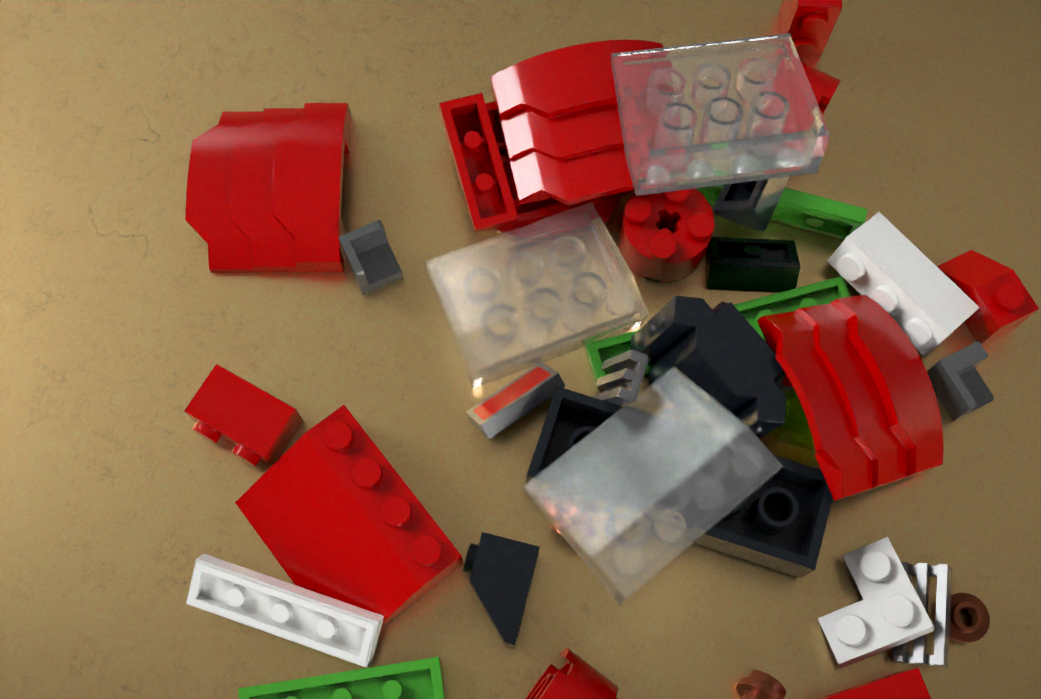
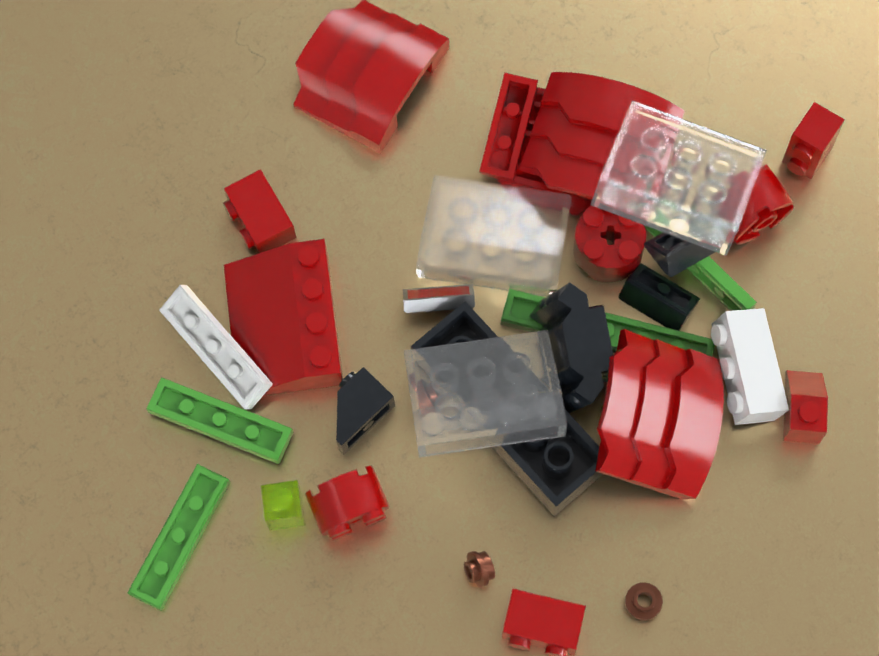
camera: 35 degrees right, 0 degrees up
(370, 257) = (401, 153): dark grey panel -> none
(625, 371) = (509, 319): flat silver tile -> none
(885, 616) = (591, 567): white plate -> none
(942, 616) = (612, 580): flat silver tile -> none
(959, 382) = (749, 454): dark grey panel -> none

